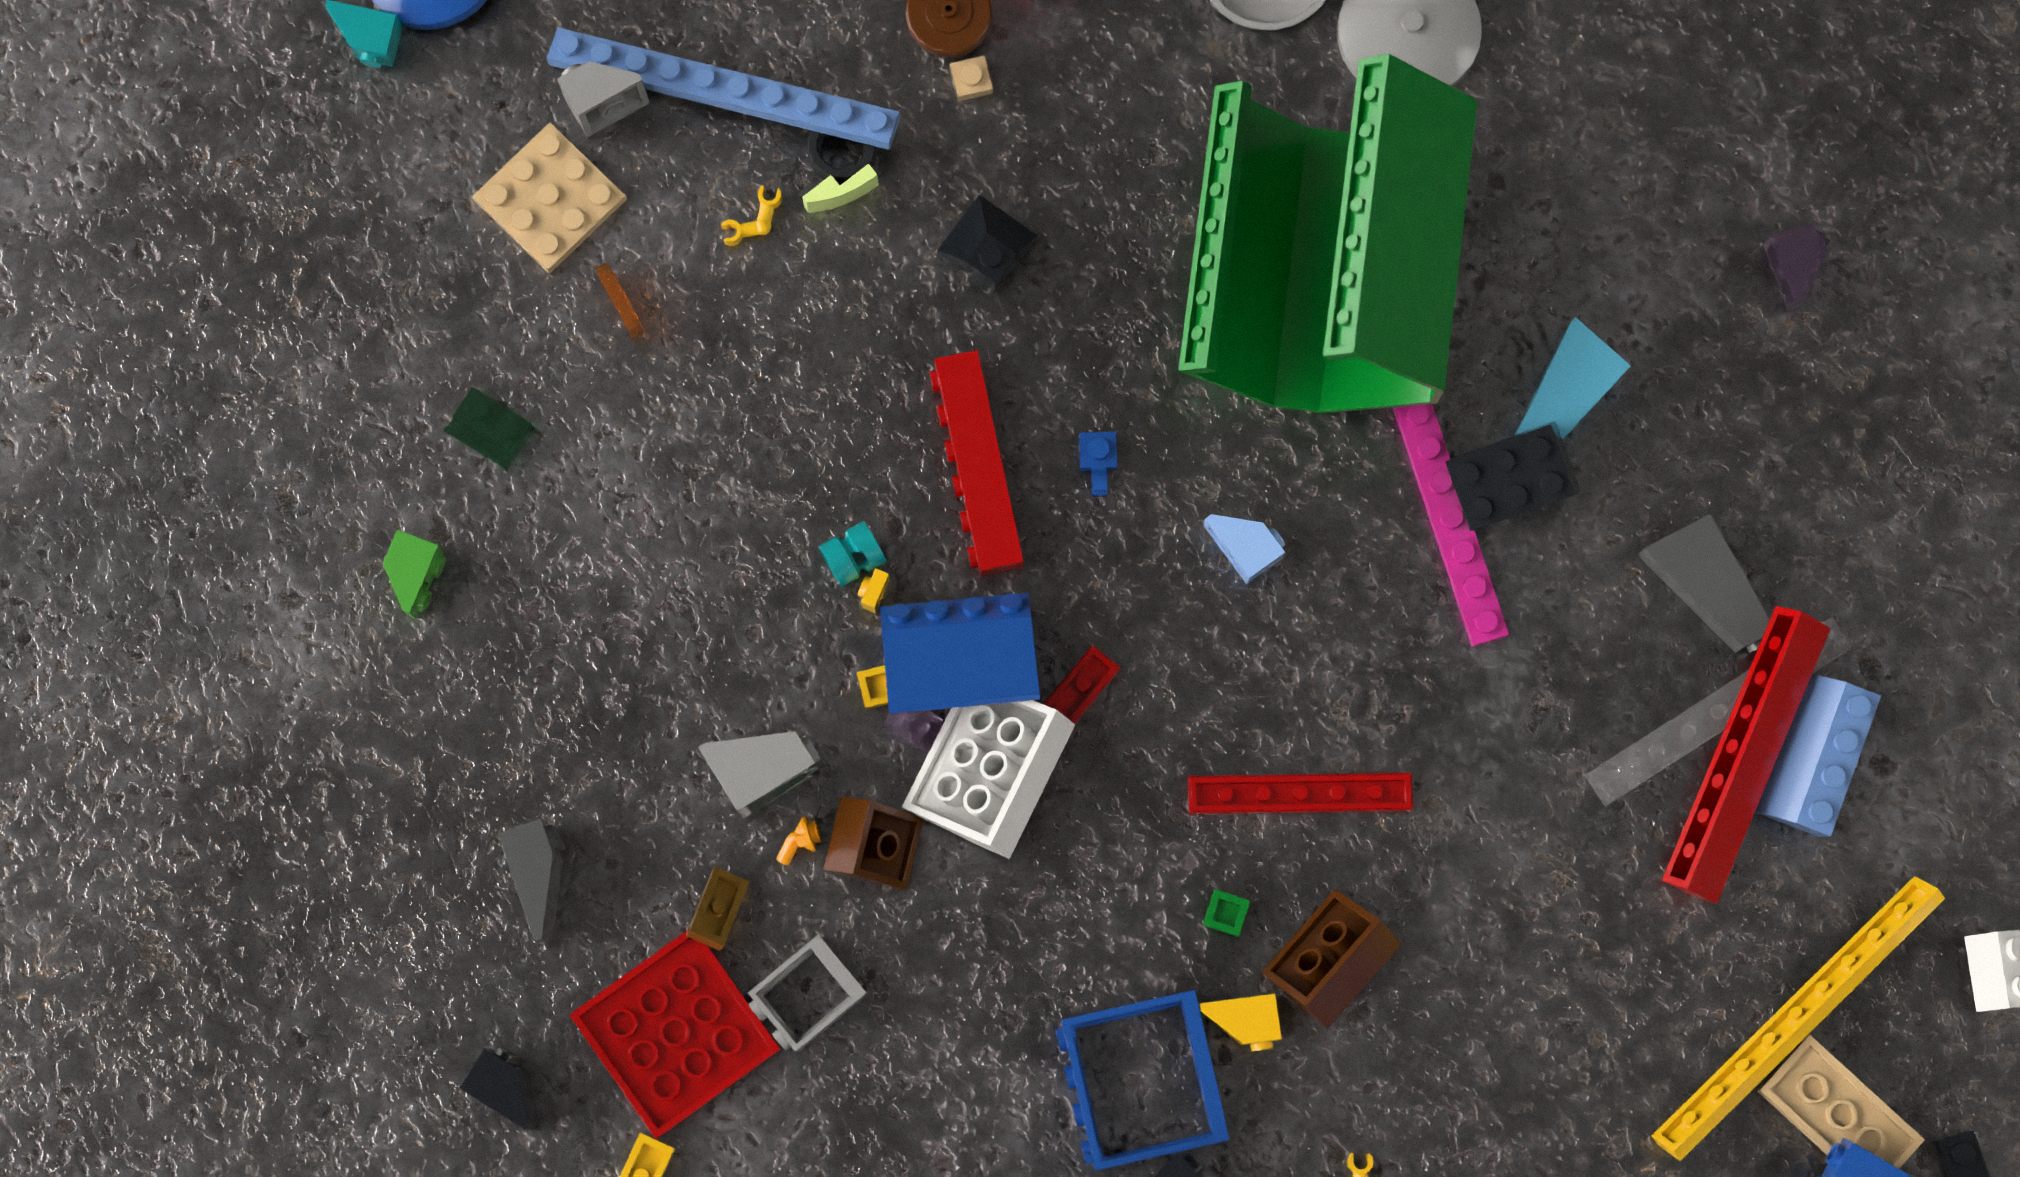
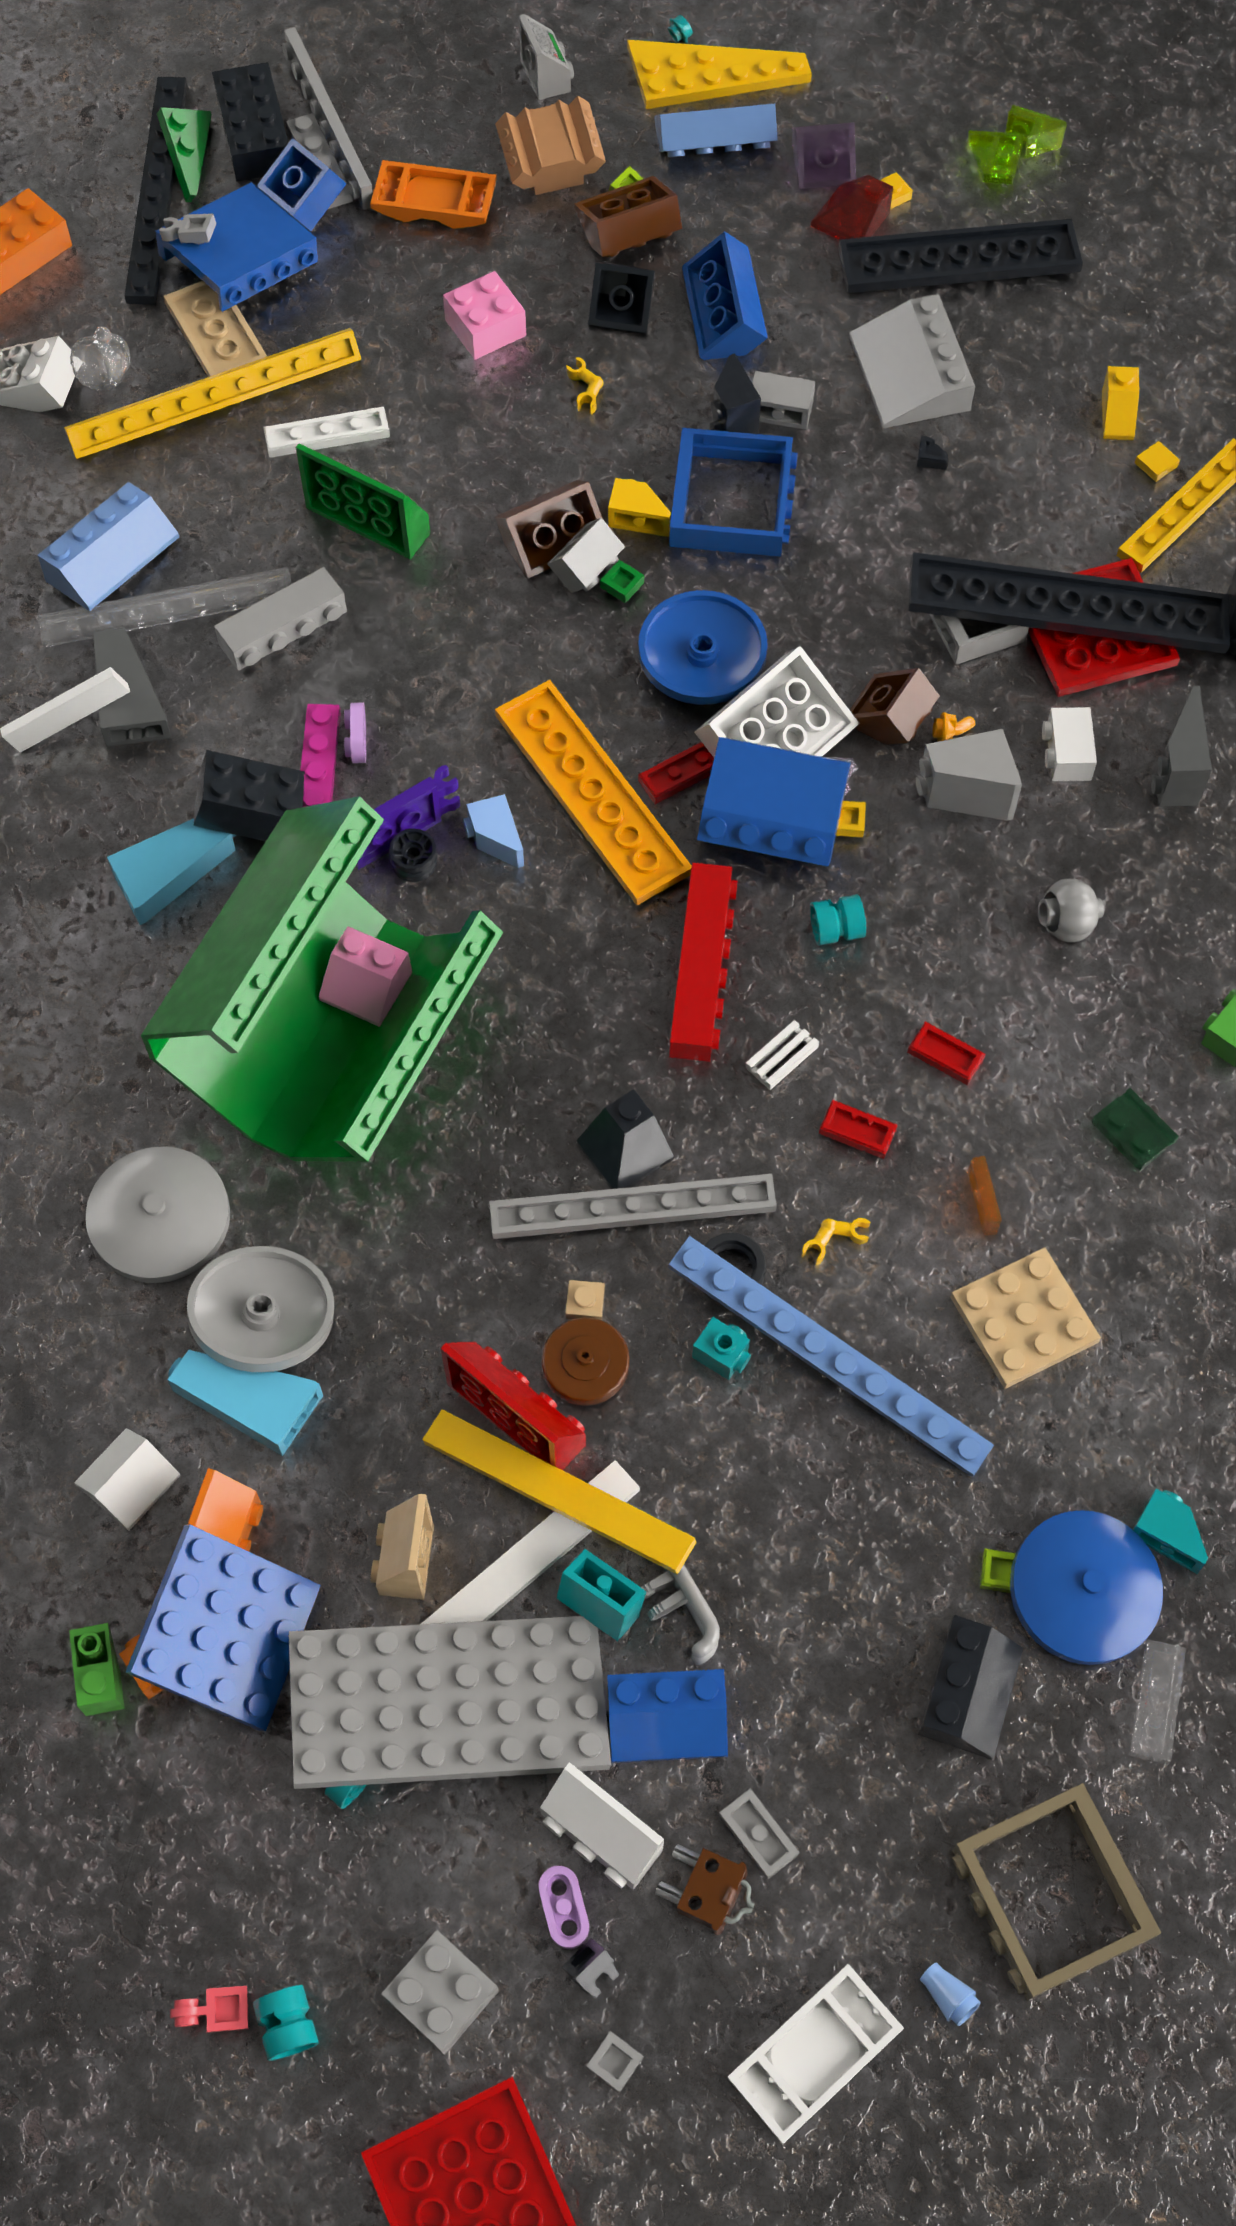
camera: 160 degrees left, 15 degrees down
(601, 94) = (952, 1379): light grey slope -> none
(613, 649) = (1071, 907): none -> light grey plant
(664, 859) = (1070, 744): none -> white brick
(699, 450) = (946, 1053): none -> red tile
(709, 1028) = (1069, 602): none -> black plate
(717, 908) = (1036, 694): pearl gold plate -> none
(763, 333) = (858, 1129): none -> red plate
(825, 67) = (722, 1348): none -> teal brick
(832, 195) = (756, 1226): yellowish green slope -> none
(849, 420) = (800, 1036): none -> white tile
(873, 590) = (828, 886): yellow plate -> none
(957, 181) = (632, 1206): none -> light grey plate
(1098, 455) = (594, 941): blue plate -> none
(1103, 843) = (702, 647): none -> blue dish
(1162, 630) = (594, 792): none -> light orange plate
(1276, 924) = (586, 556): none -> brick
(1299, 318) = (364, 976): none -> bright pink slope
(1300, 793) = (528, 648): red tile -> none
(1317, 474) = (421, 846): none -> black wheel
(1318, 550) = (412, 809): none -> dark purple tile
(1434, 599) = (355, 721): none -> lavender plate
(1555, 907) = (361, 503): none -> green slope
(1583, 730) = (280, 618): none -> light grey brick
(1646, 1015) = (327, 431): none -> white tile
(1746, 754) = (161, 557): red brick -> none
(1756, 519) = (65, 709): none -> white tile
(1947, 1008) = (100, 359): none -> clear piece

